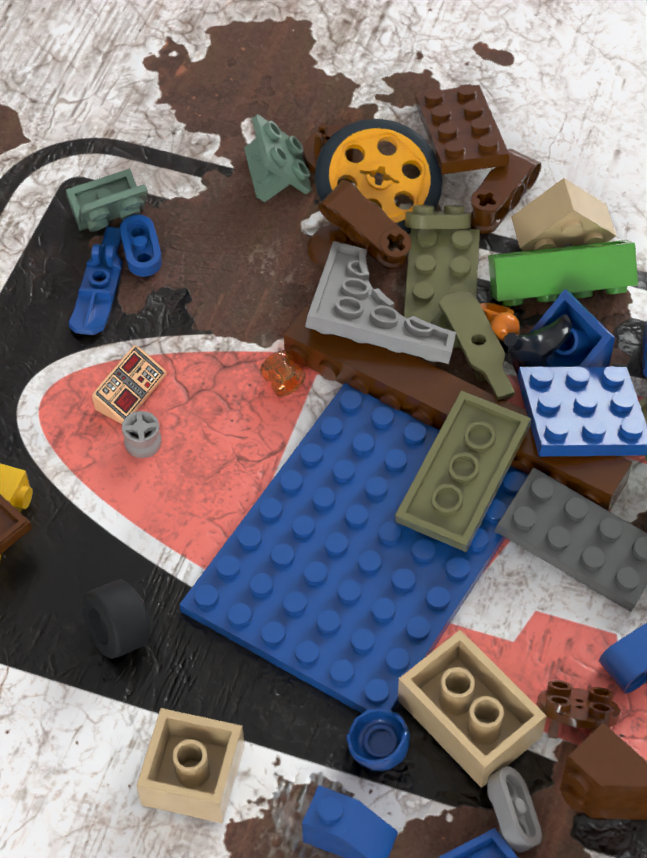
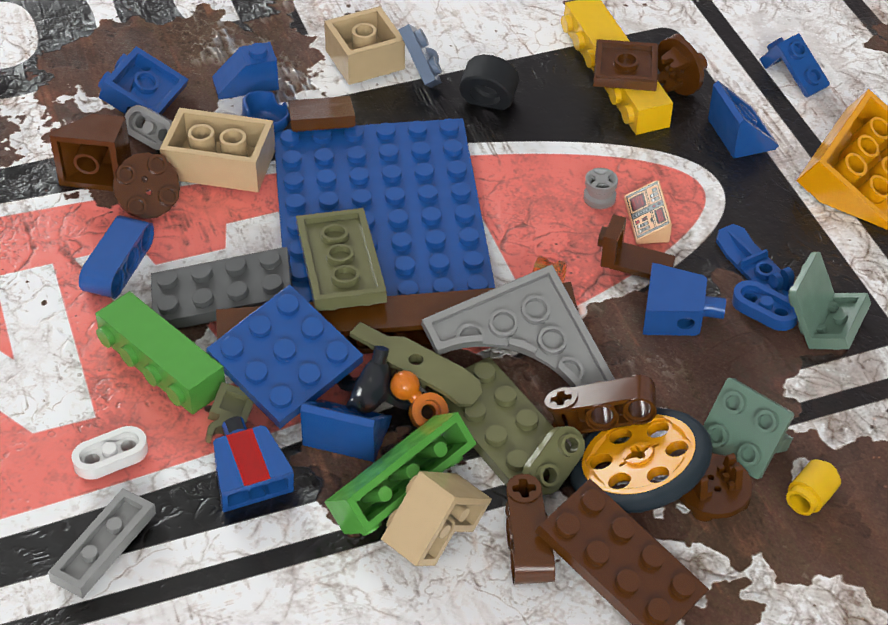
camera: 140 degrees right, 10 degrees down
(150, 698) = (424, 58): none -> sand blue plate
(192, 350) = (625, 256): none -> reddish brown bracket
(209, 285) = (678, 302): none -> blue torso
(276, 104) = (813, 487): none -> yellow brick
(317, 702) = (321, 113): none -> reddish brown tile

